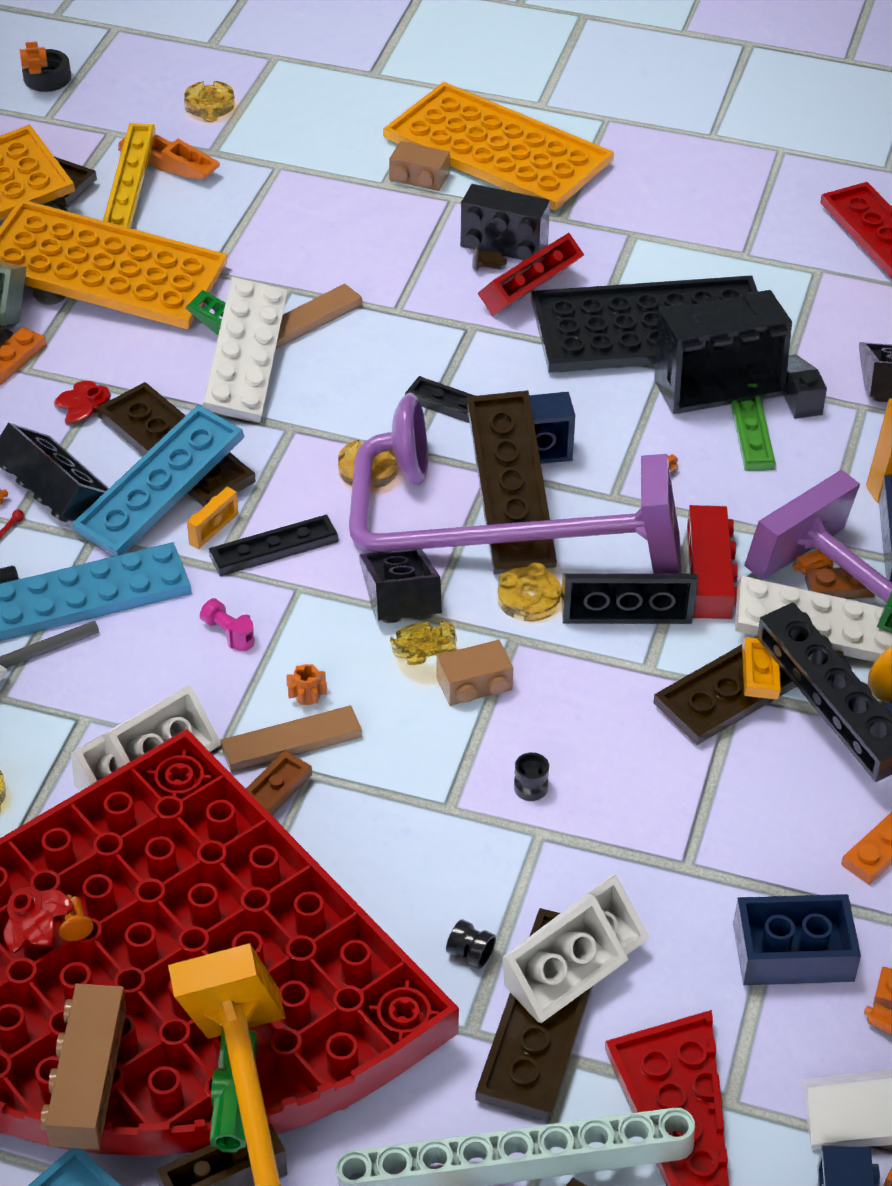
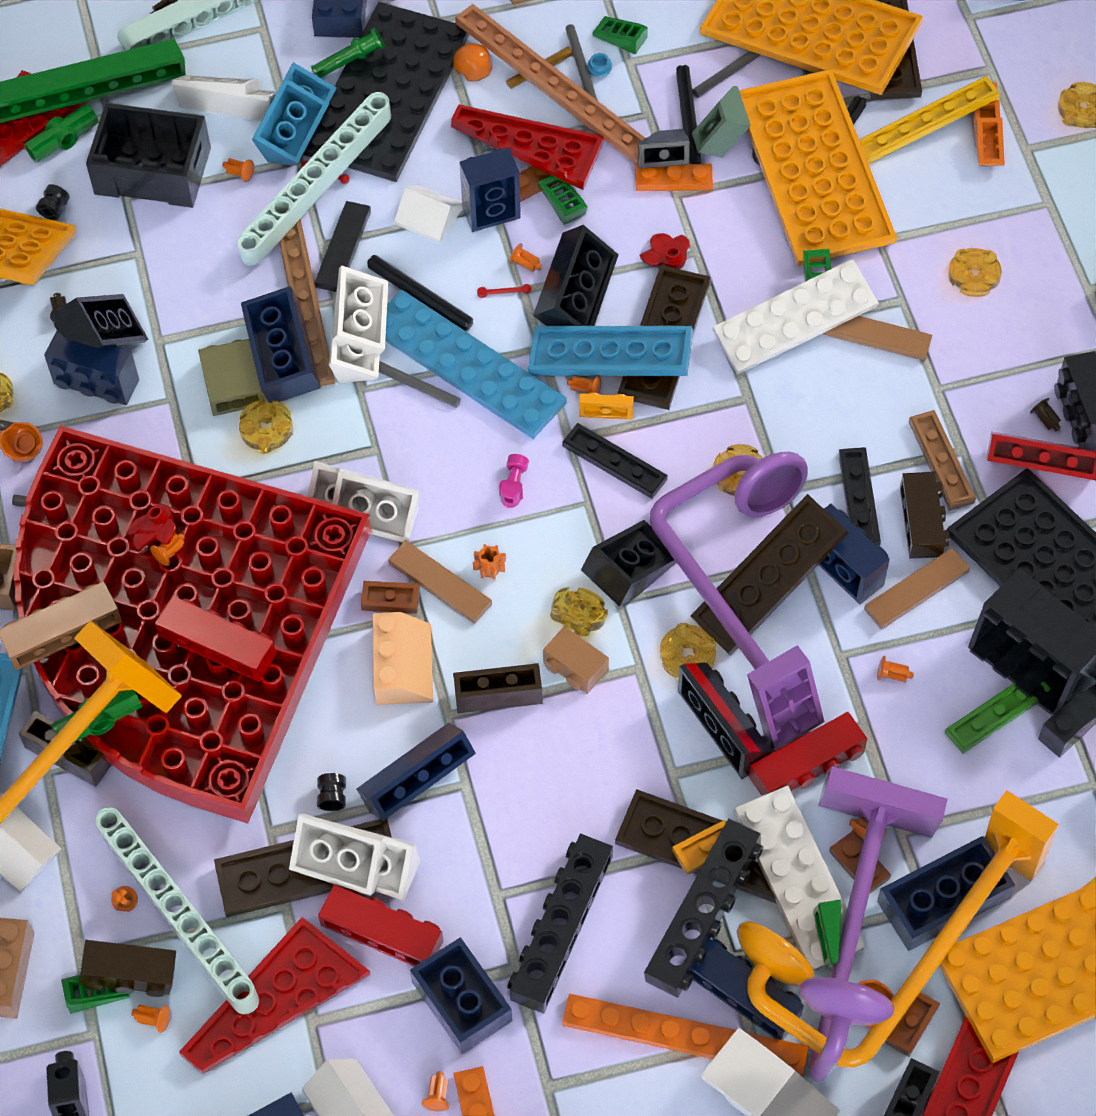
camera: 60 degrees right, 15 degrees up
(172, 522) = (584, 384): none -> orange piece
(233, 919) = (216, 638): none -> brick
(305, 232) = (978, 259): none -> clear yellow plate
(356, 813) = (402, 659): none -> light nougat slope
(461, 742) = (498, 688): none -> dark brown brick
(472, 340) = (942, 459): none -> medium nougat tile
(506, 855) = (416, 771): none -> dark blue brick
(519, 370) = (923, 515): none -> dark brown brick
(531, 776) = (502, 743): black wheel -> none
(590, 416) = (916, 588): none -> medium nougat tile
(665, 977) = (380, 927): none -> red brick
(760, 821) = (538, 992): none -> black brick

